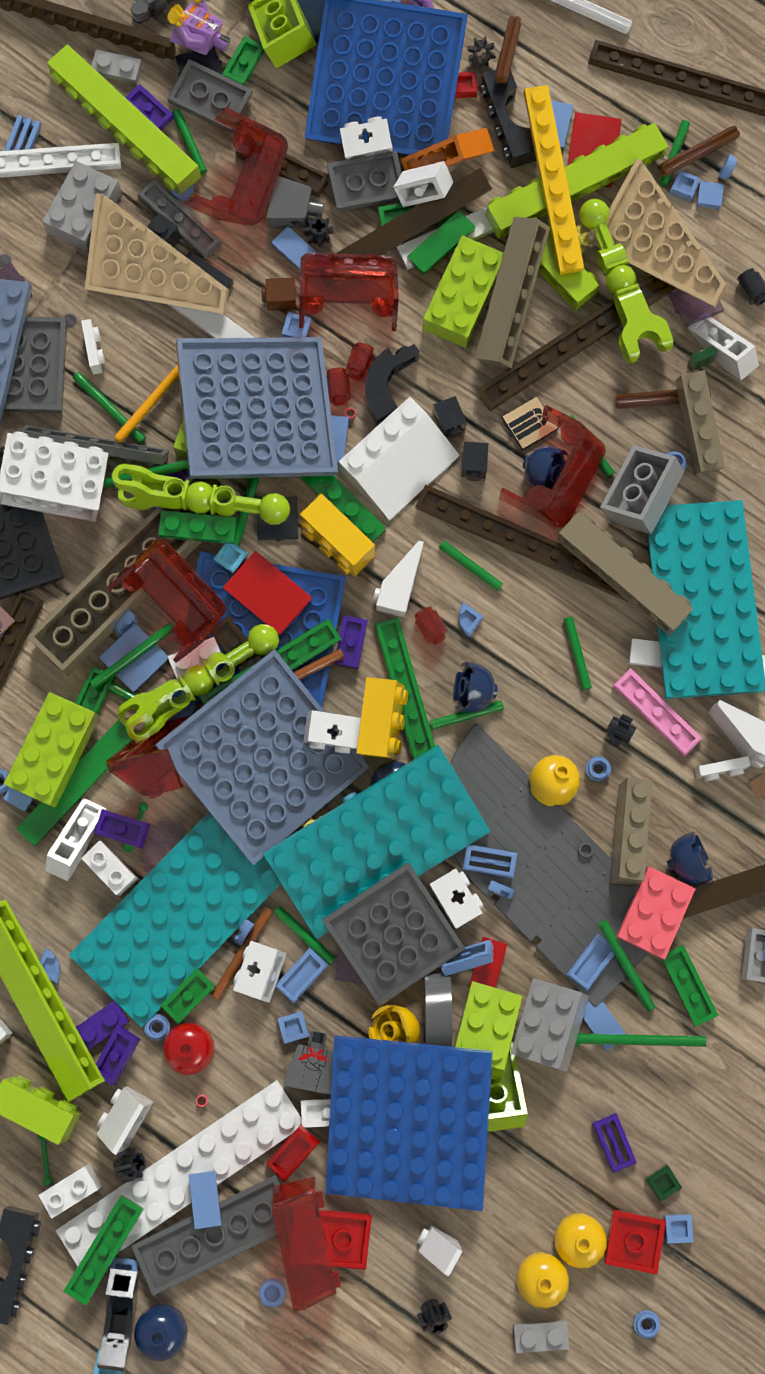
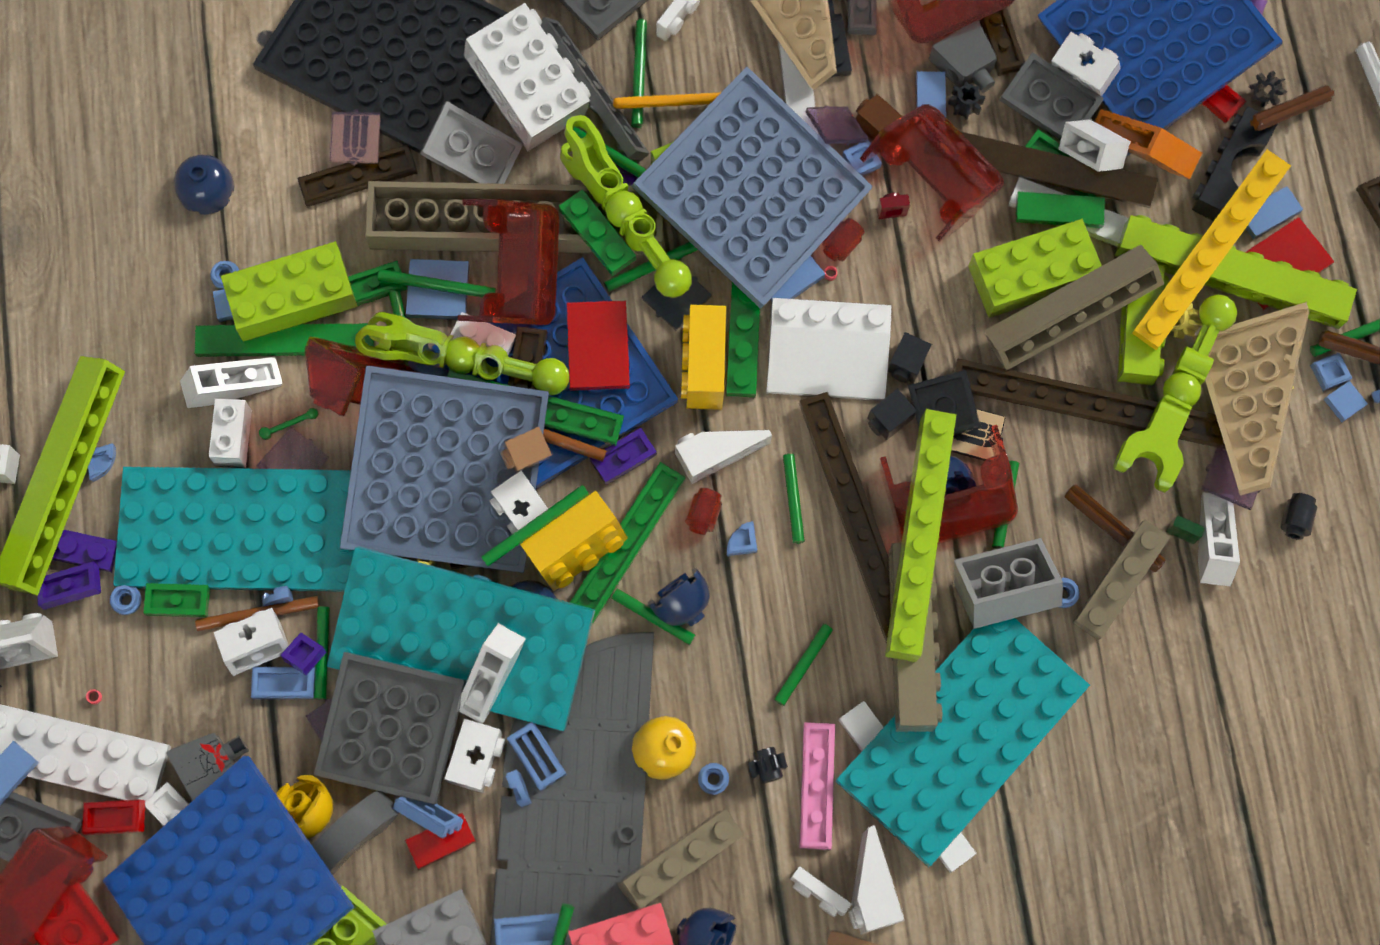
camera: 45 degrees right, 5 degrees down
(62, 554) = (470, 147): none -> light grey plate
(122, 828) = (275, 412): dark purple plate -> none
(125, 623) = (461, 252): medium blue tile -> none
(188, 1048) = (130, 643): red cylinder -> none
(230, 557) = (601, 286): medium azure tile -> none
(261, 321) = (836, 125): none -> clear purple piece
(293, 1027) = (229, 717): medium blue tile -> none
(296, 946) = (303, 653): none -> dark purple plate
(303, 696) = (525, 450): none -> medium nougat brick
(344, 336) = (893, 206): none -> dark red plate
(353, 733) = (535, 525): none -> green bar
(359, 361) = (884, 238): clear red brick -> none
(383, 368) = (888, 266): black arch -> none
(419, 841) = (490, 672): none -> white slope
(489, 1022) = (382, 887): lime brick -> none
(499, 424) = (949, 395): none -> black tile
(574, 511) = (920, 536): none -> lime brick

